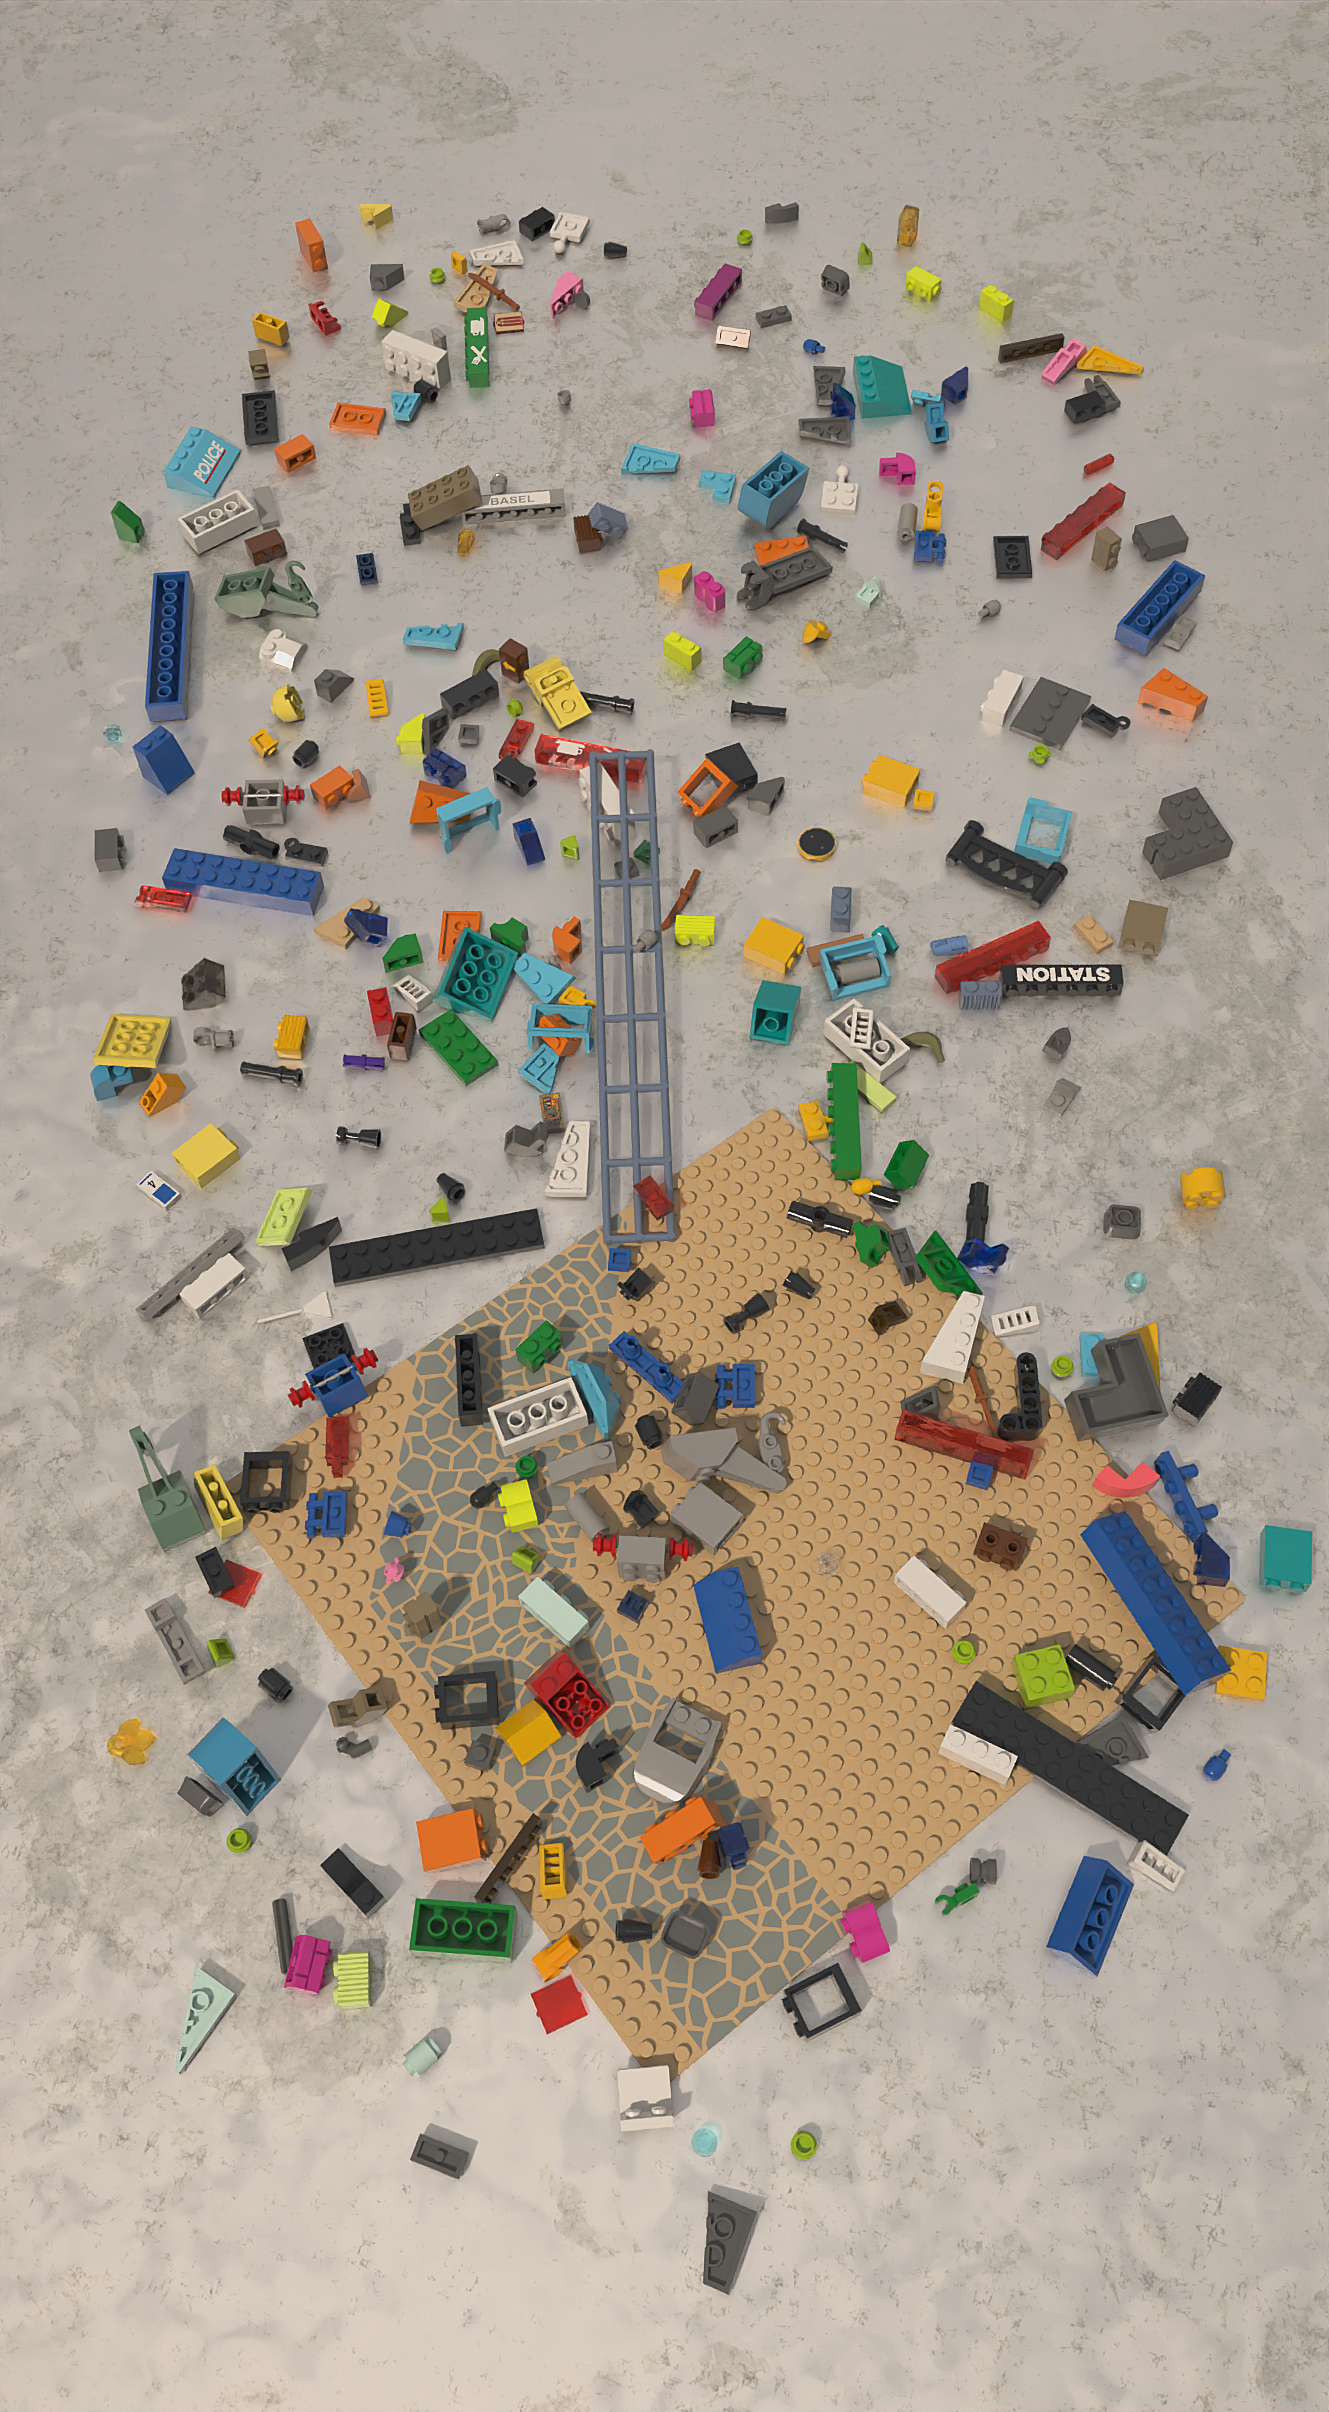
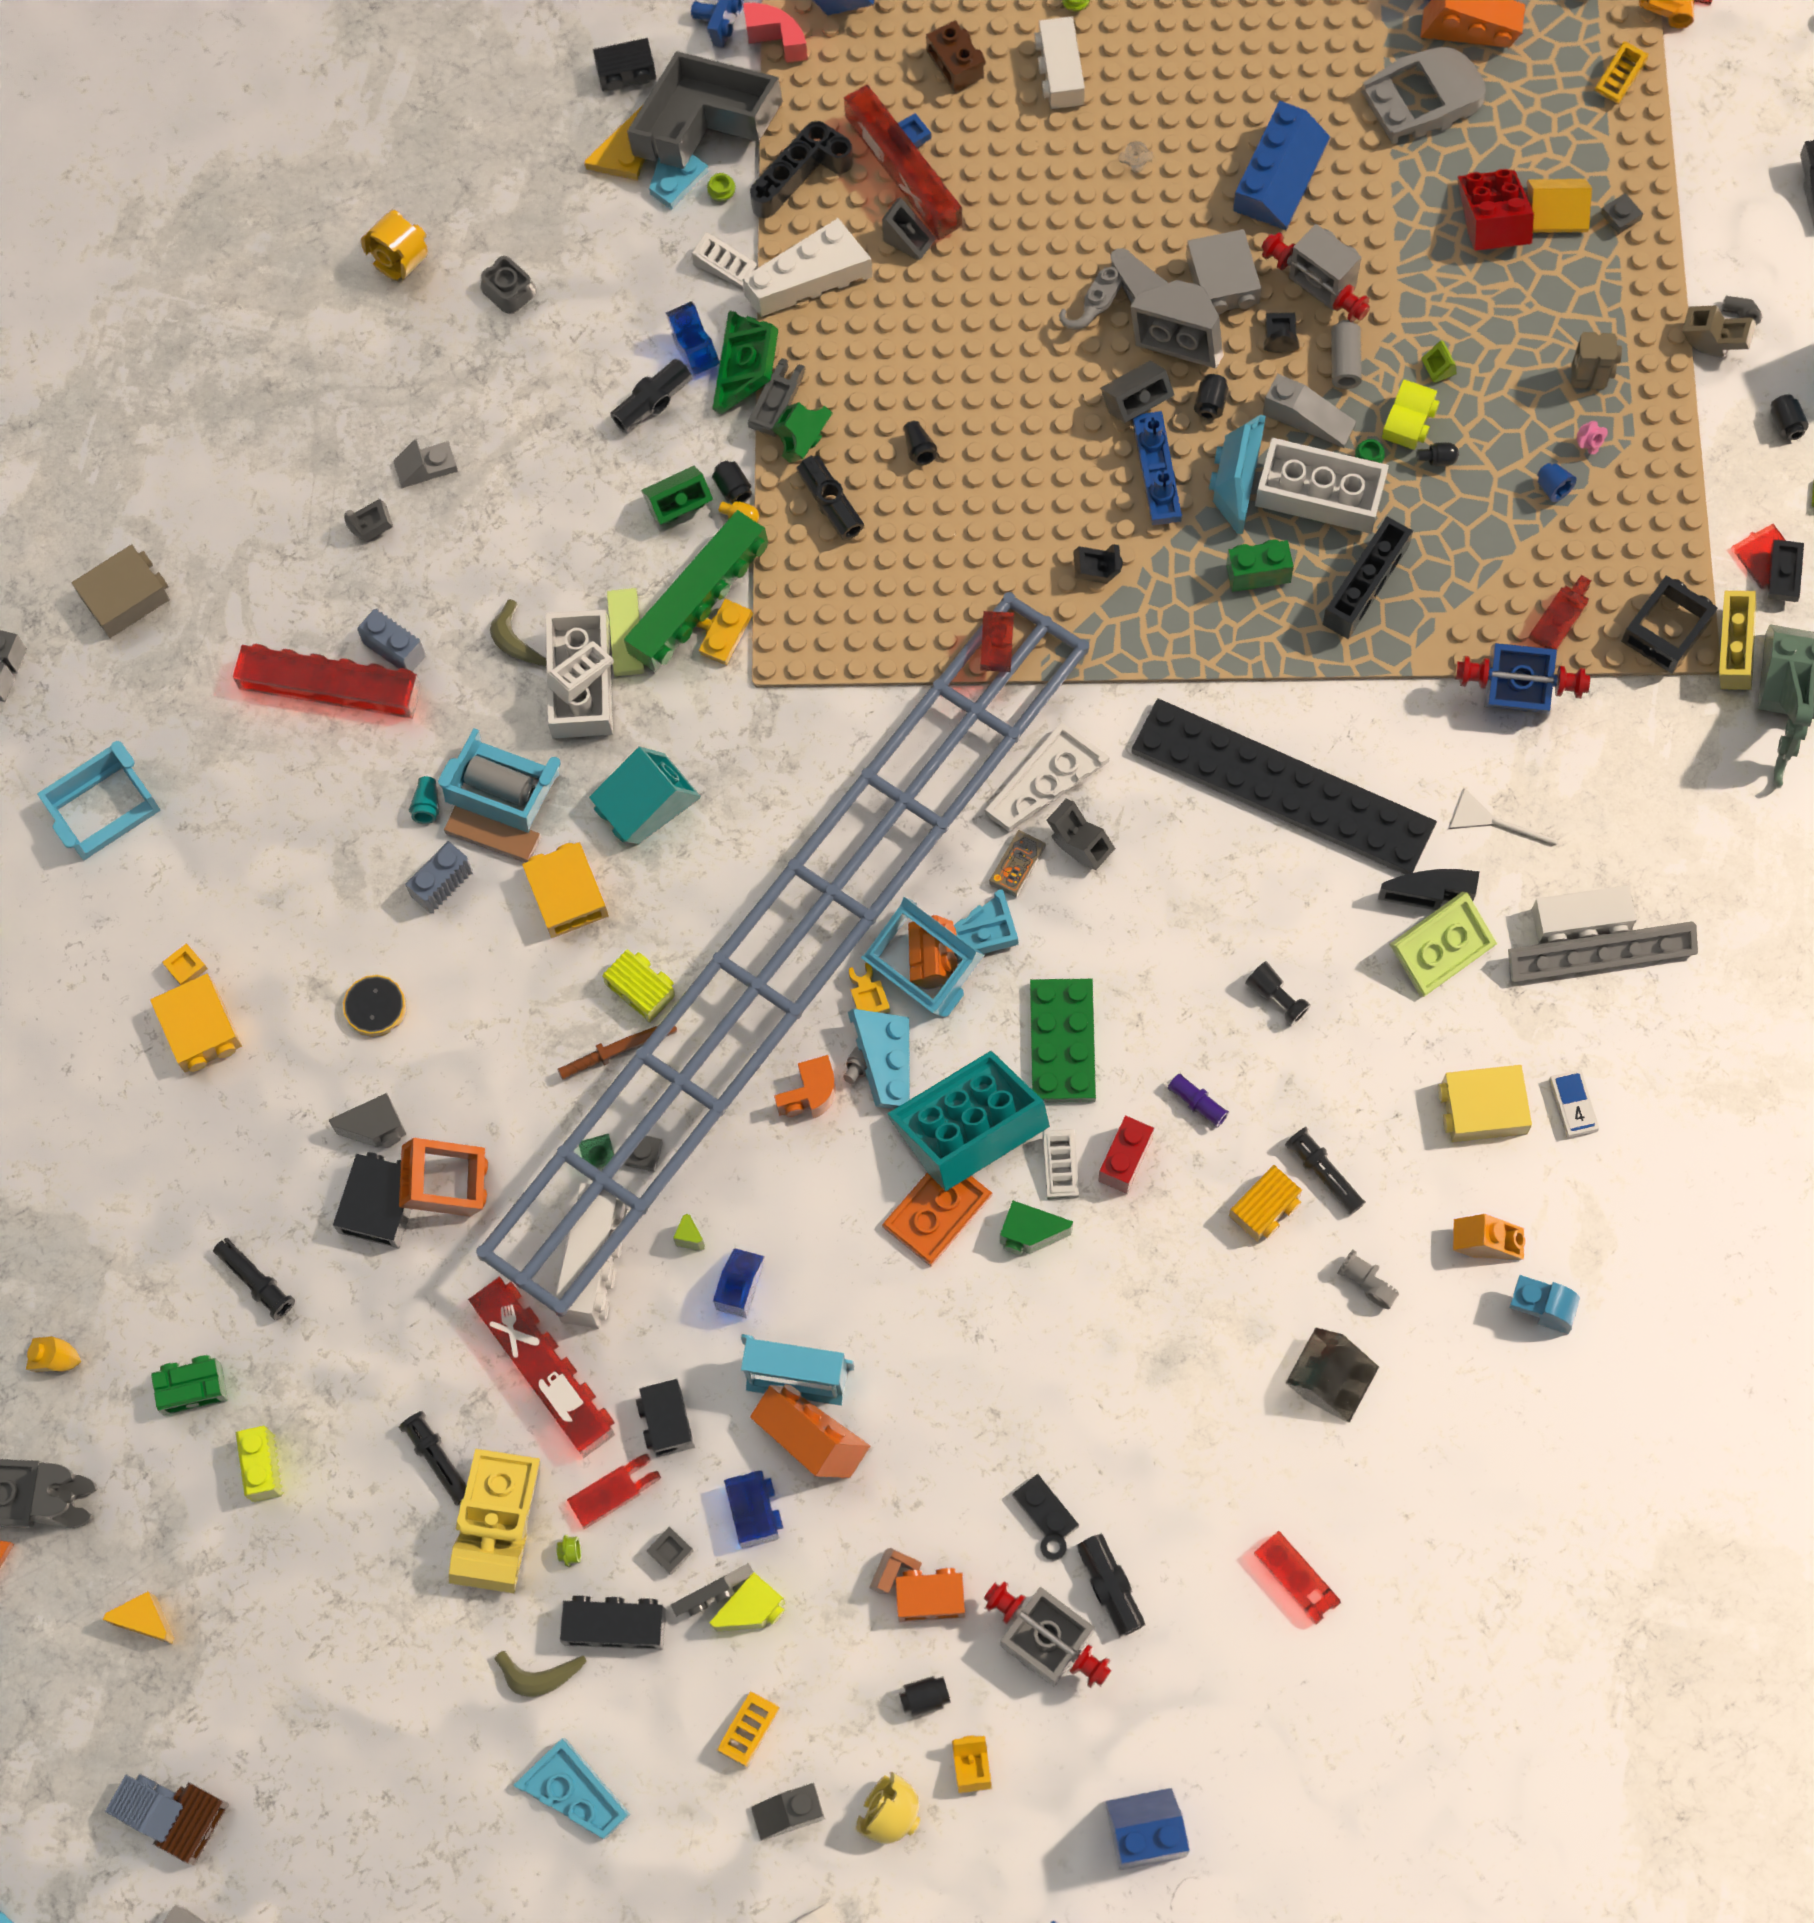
camera: 140 degrees left, 10 degrees up
(109, 849) = (1322, 1729): dark grey brick -> none
(132, 1041) = (1484, 1336): light yellow plate -> none
(244, 882) = (1169, 1515): blue brick -> none
(328, 1345) = (1494, 747): black tile -> none
(333, 1517) = (1616, 540): blue plate -> none
(337, 931) = (1068, 1342): tan wing -> none
(367, 926) = (1051, 1295): clear blue slope -> none
(401, 1036) = (1127, 1092): reddish brown brick -> none
(439, 1212) = (1249, 820): lime slope -> none
(451, 1187) = (1213, 847): black cone -> none
(452, 1841) = (1702, 155): orange brick -> none
(463, 1930) = (1743, 75): green brick -> none
(470, 1720) = (1591, 283): black window -> none
(503, 1869) = (1659, 102): dark brown plate -> none
(511, 934) = (875, 1149): green brick -> none
(513, 660) = (507, 1622): reddish brown brick -> none
(554, 1611) = (1451, 287): light aqua brick -> none
(589, 1763) = (1517, 133): black brick -> none
(619, 1260) = (1090, 608): blue plate -> none
(632, 1606) = (1366, 245): dark blue tile -> none
(645, 941) = (732, 967): light grey cylinder -> none
(709, 591) = (122, 1557): dark pink brick -> none
(715, 826) = (478, 1124): dark grey brick -> none
(743, 1386) = (1070, 381): blue plate -> none
(752, 1309) = (990, 450): black piece -> none
(886, 1316) = (856, 343): dark brown bracket -> none
(949, 946) = (357, 733): medium blue hinge -> none
(981, 1398) = (837, 202): dark orange sword -> none
(1043, 879) = (189, 855): black piece -> none
(1061, 980) = (282, 594): black brick -> none
(1093, 934) = (180, 632): tan plate -> none
(1136, 1282) = (560, 215): clear light blue plate -> none

